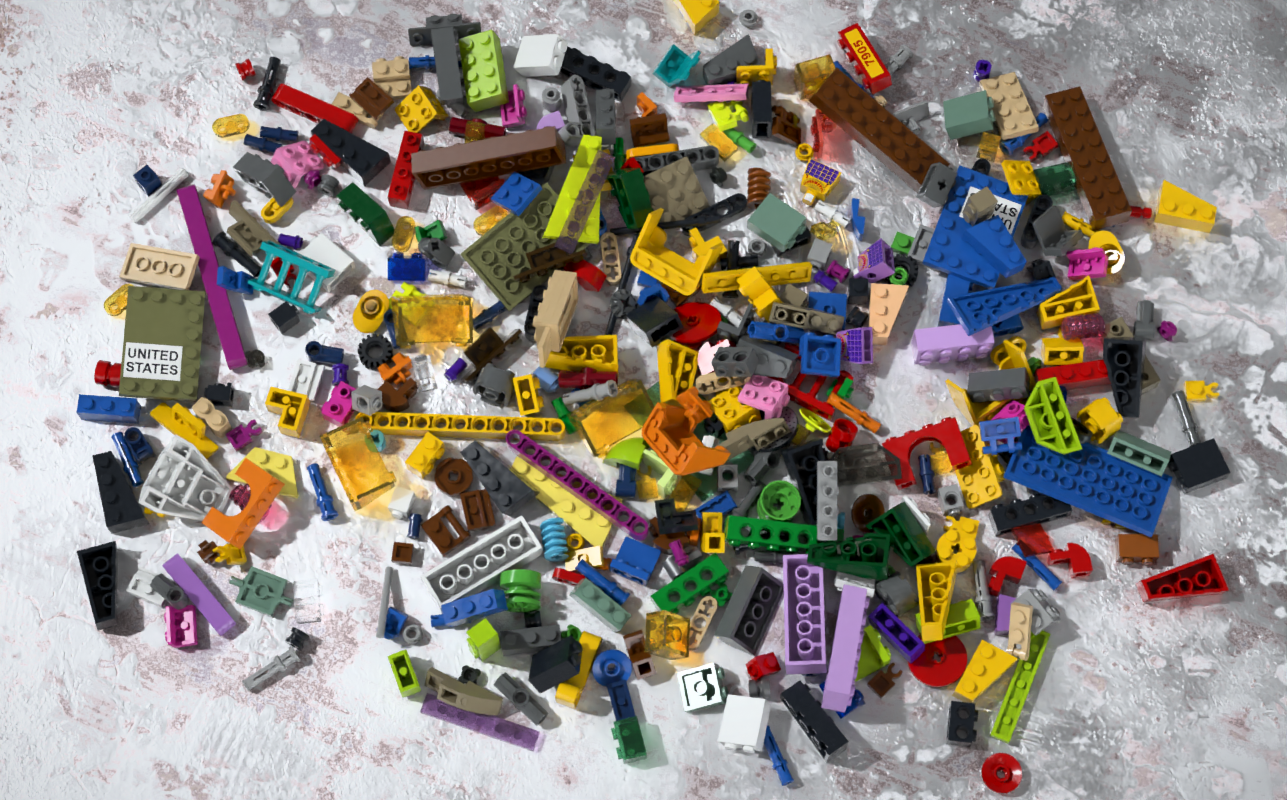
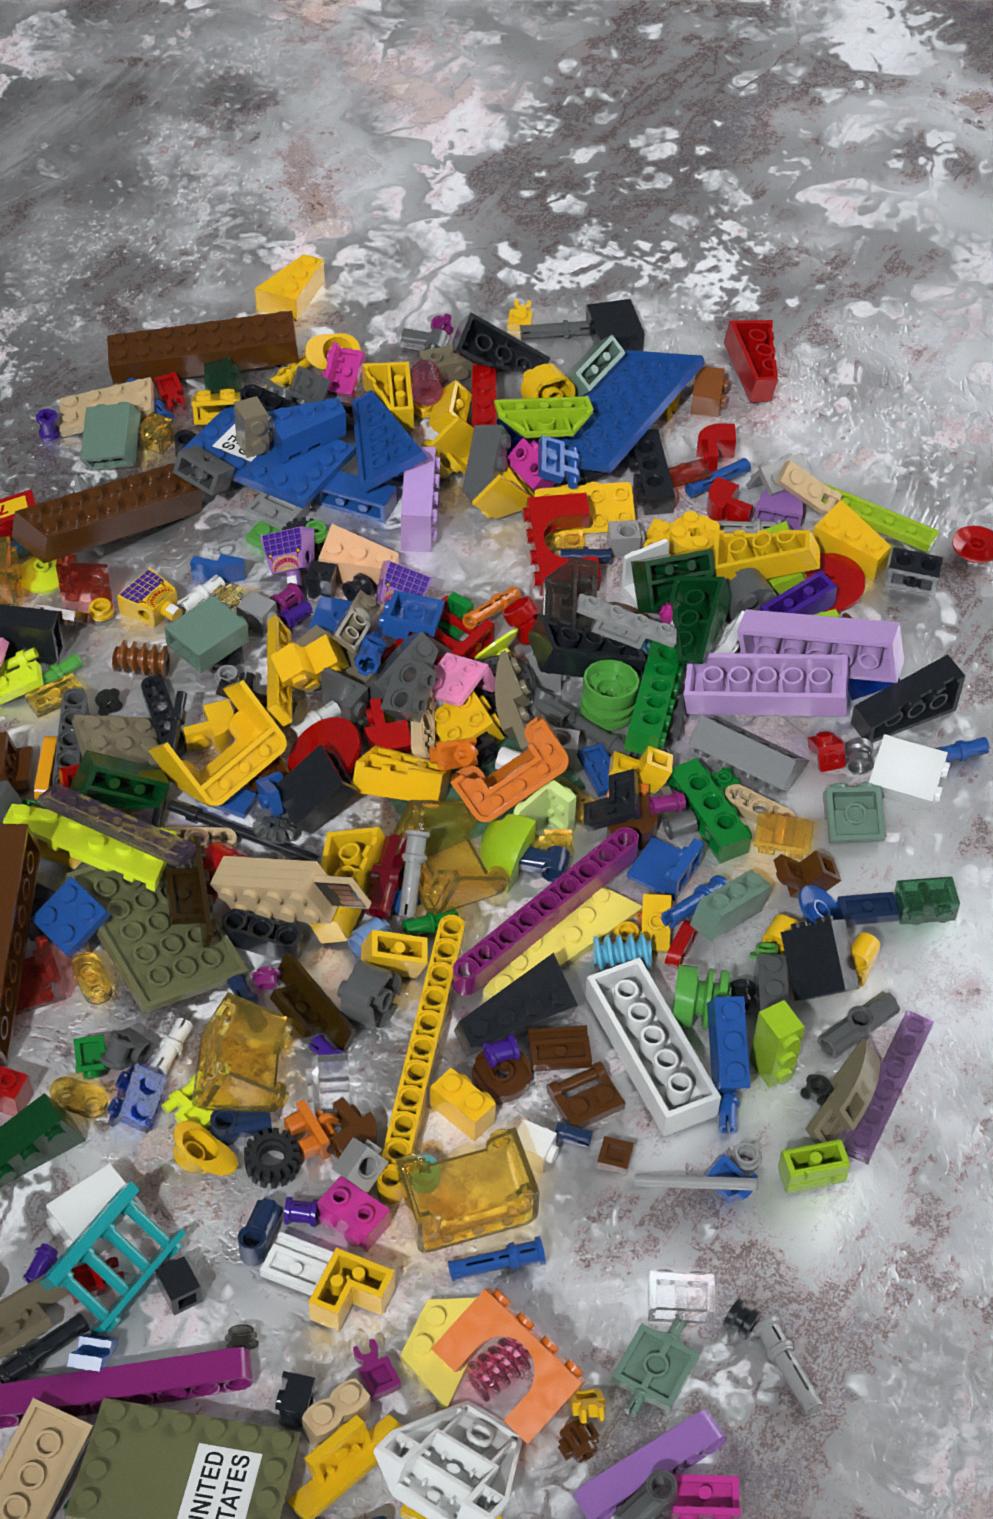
camera: 85 degrees left, 20 degrees down
(461, 471) = (501, 1051): none -> dark purple bush
(505, 322) = (266, 978): none -> magenta plate

